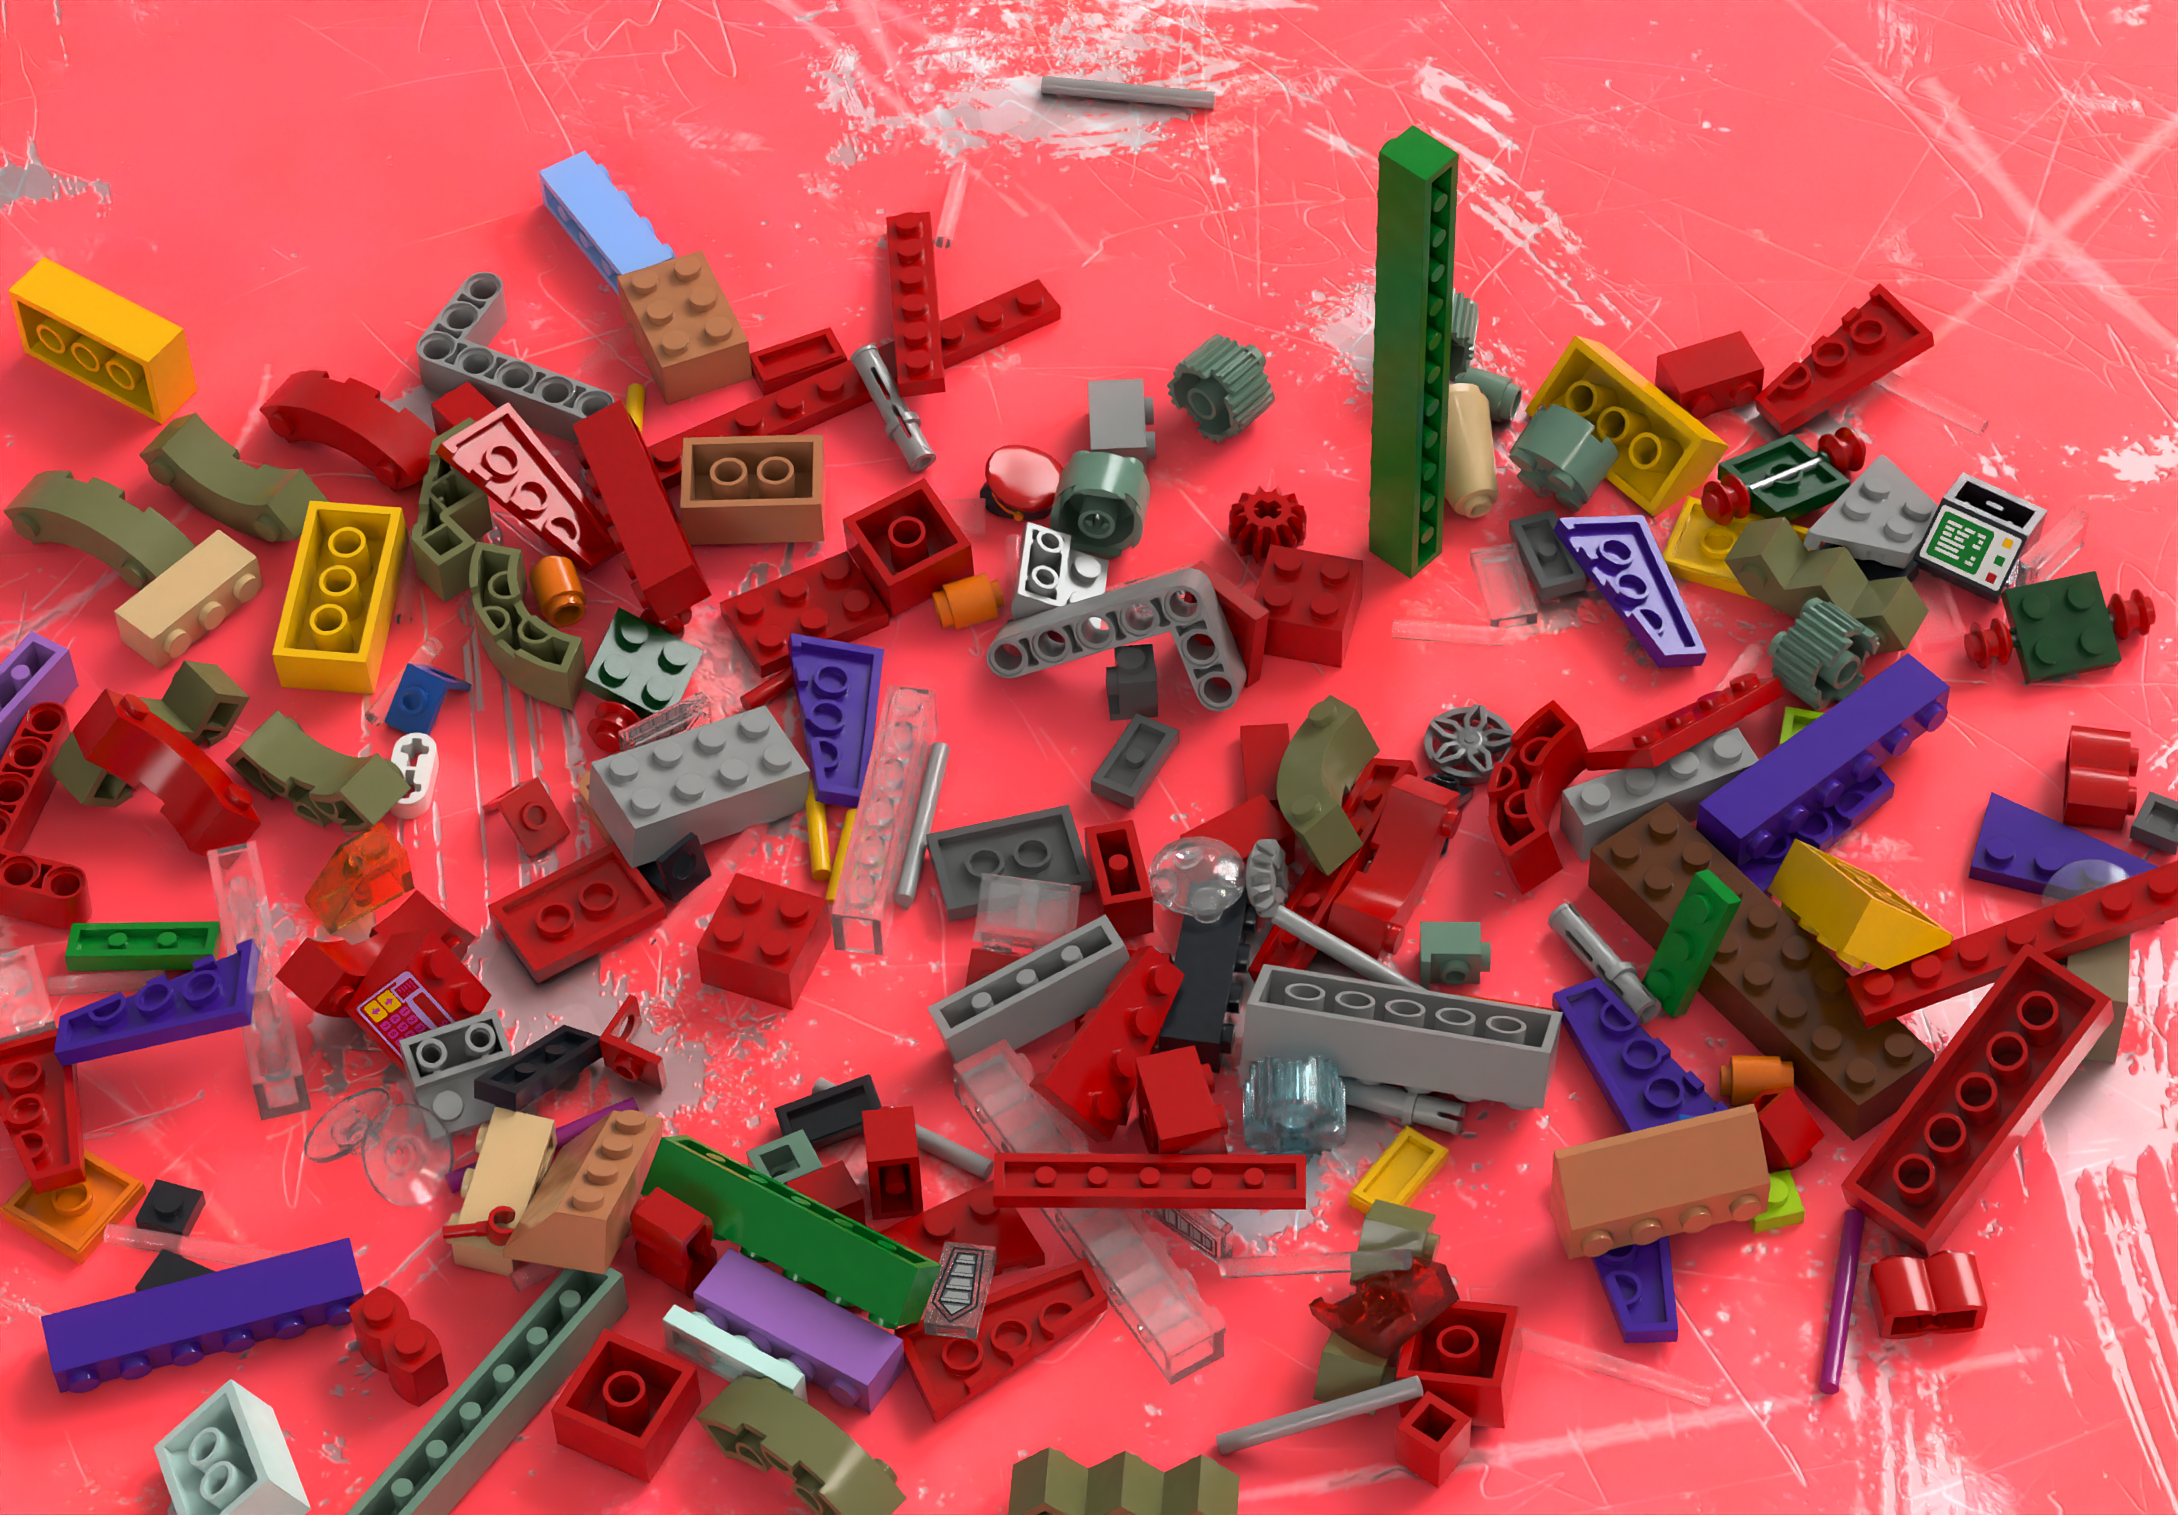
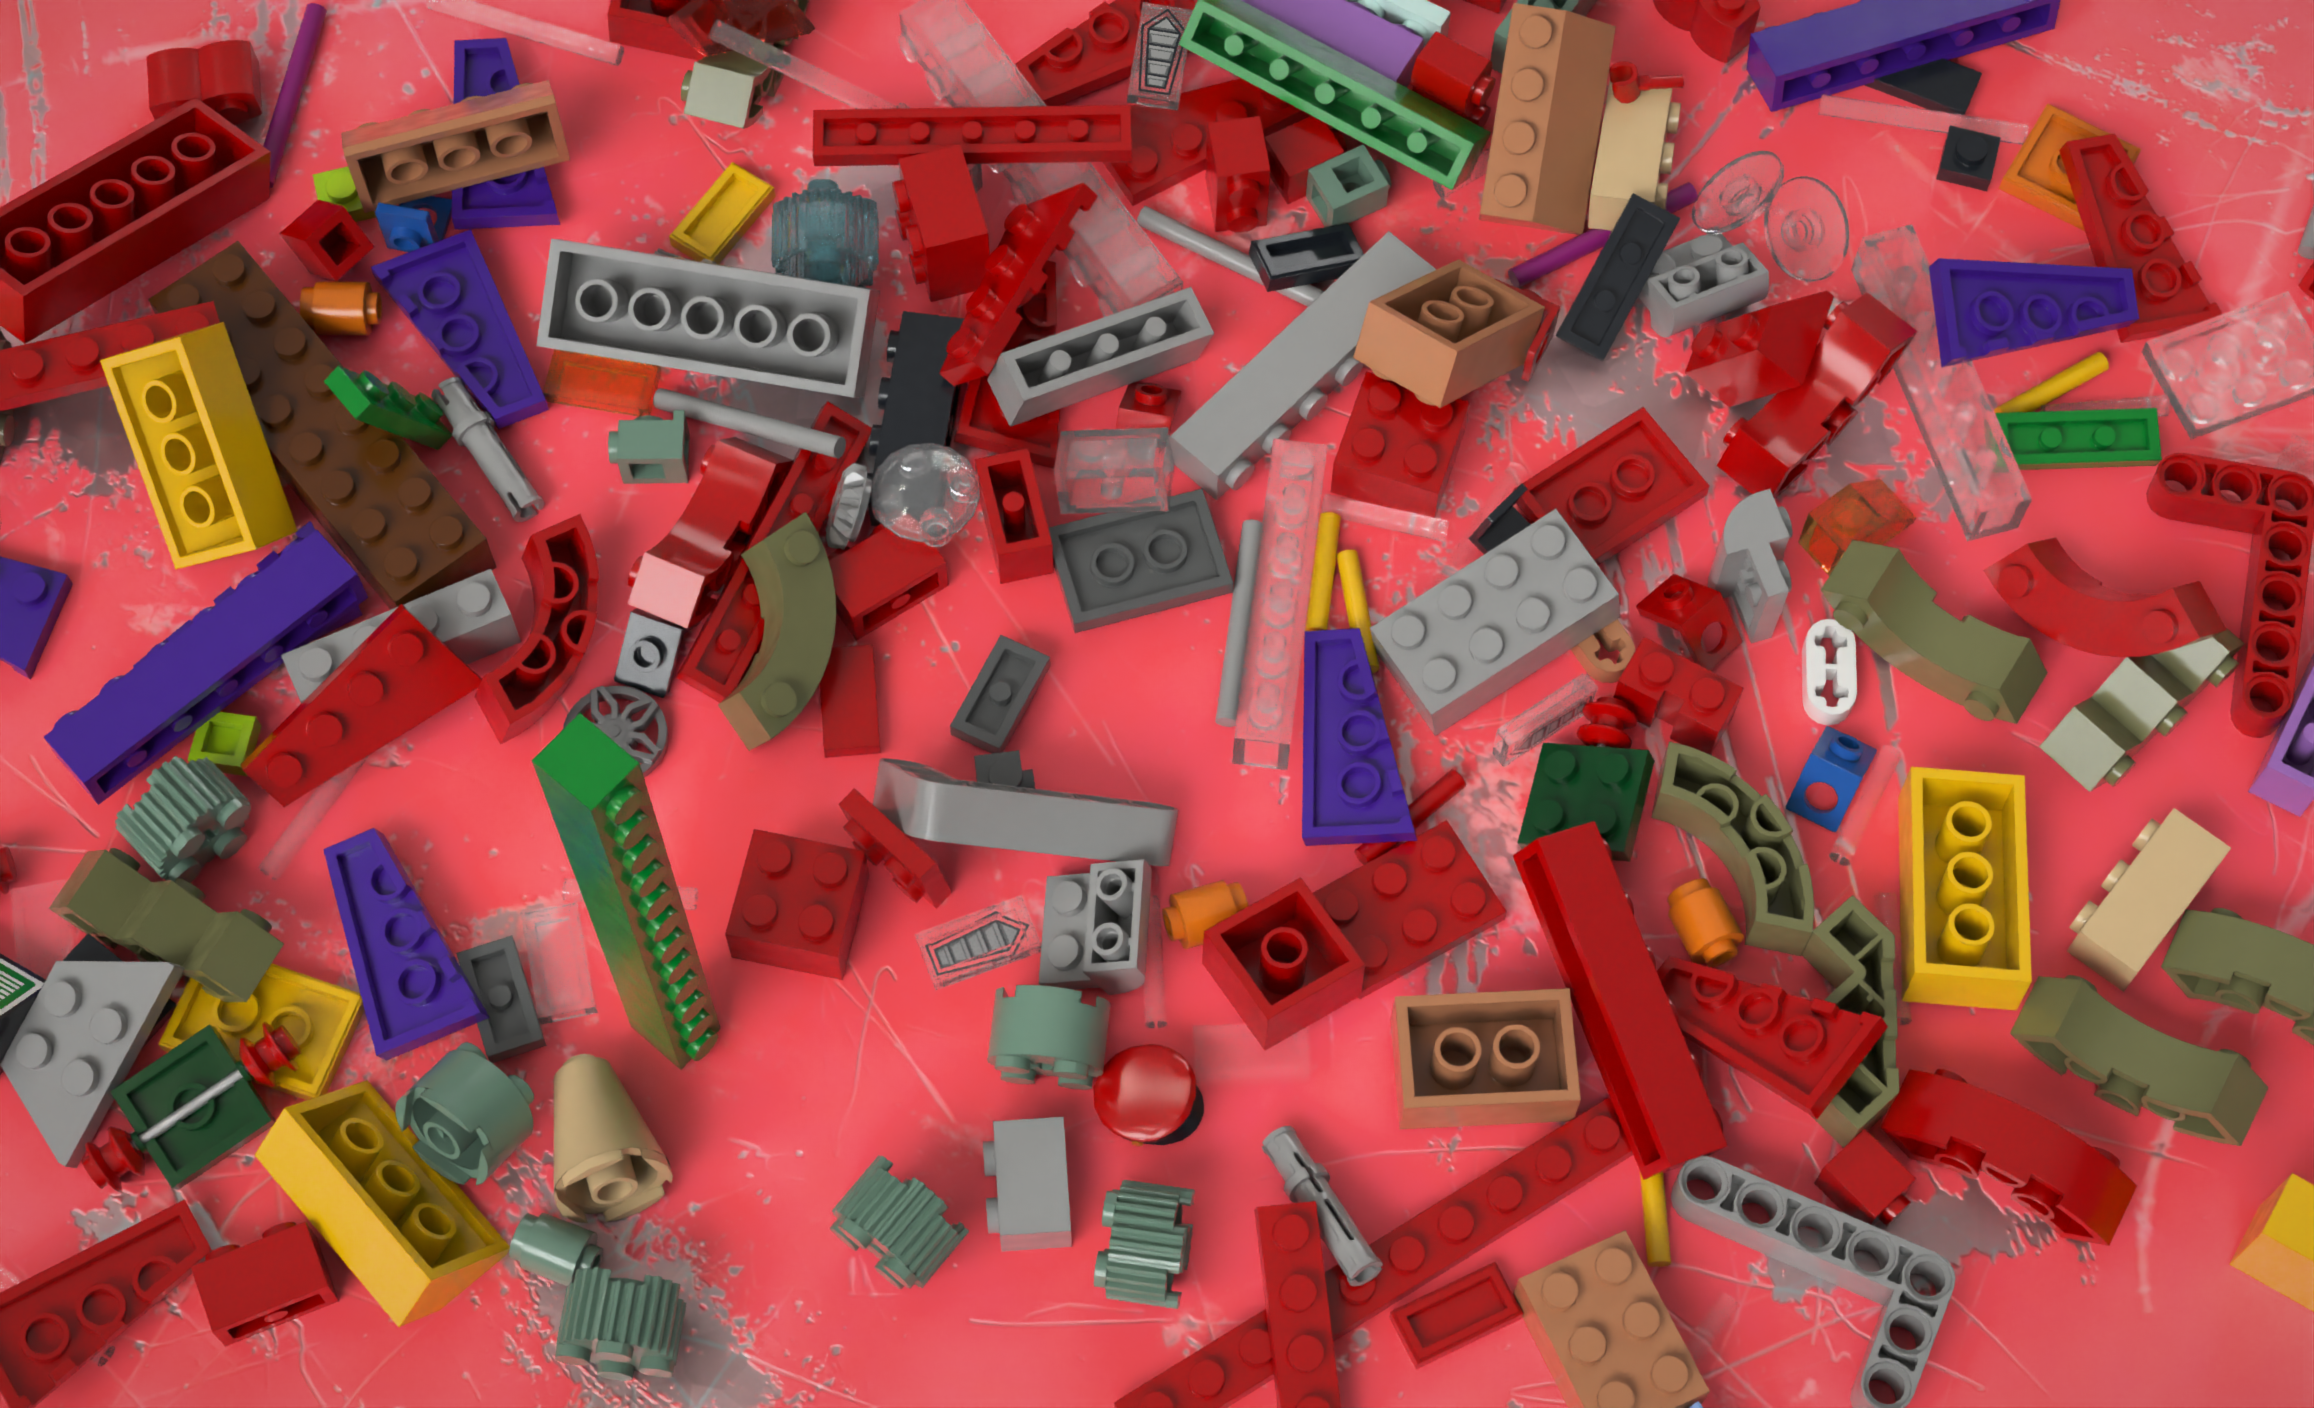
camera: 175 degrees right, 15 degrees up
(465, 826) = (1752, 563): none -> light grey brick
(547, 744) = (1679, 693): none -> red brick
(707, 993) = (1447, 333): none -> nougat brick
(843, 1017) = (1290, 374): none -> light grey brick
(1030, 374) = (1145, 1243): none -> sand green brick
(1265, 521) = (839, 1052): red gear -> none

